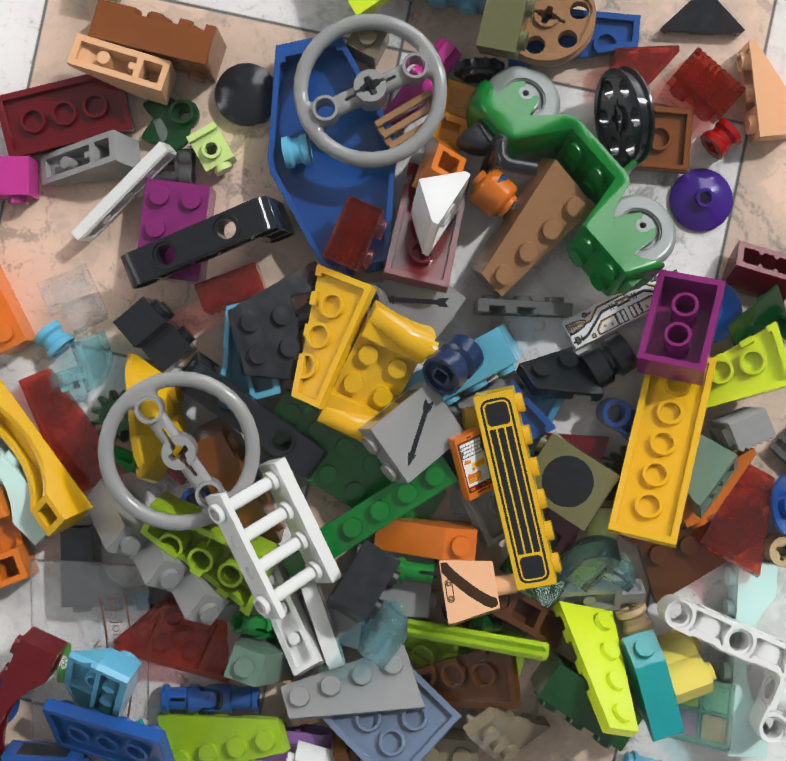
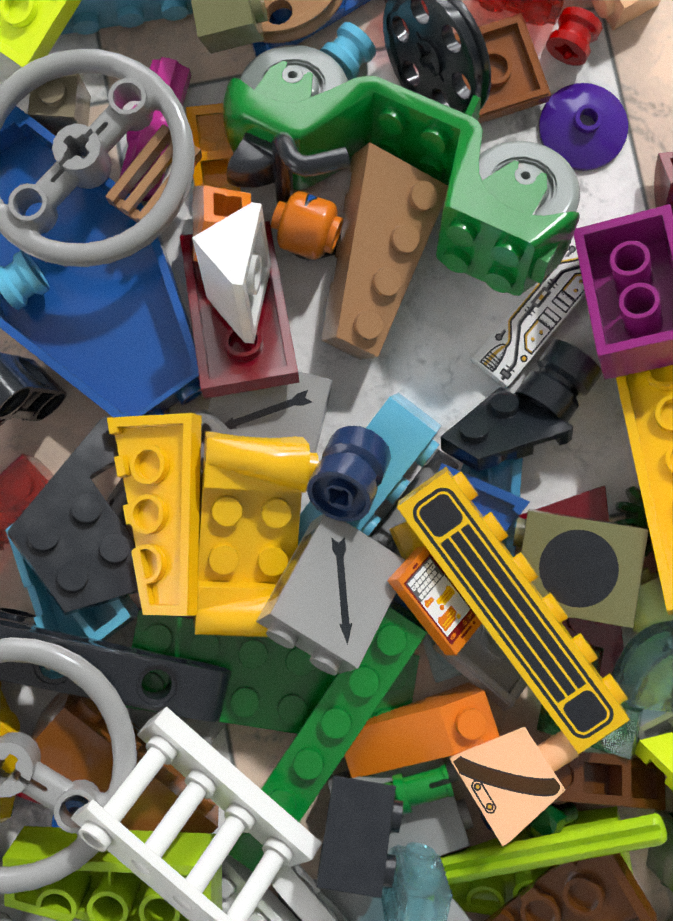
camera: 20 degrees left, 5 degrees down
(355, 234) = (142, 356): clear red brick -> none
(477, 69) = (211, 79): black gear -> none
(522, 307) = (412, 361): dark grey wing -> none
(570, 86) = (350, 49): none -> medium azure wheel
(624, 422) = (616, 457): blue piece -> none

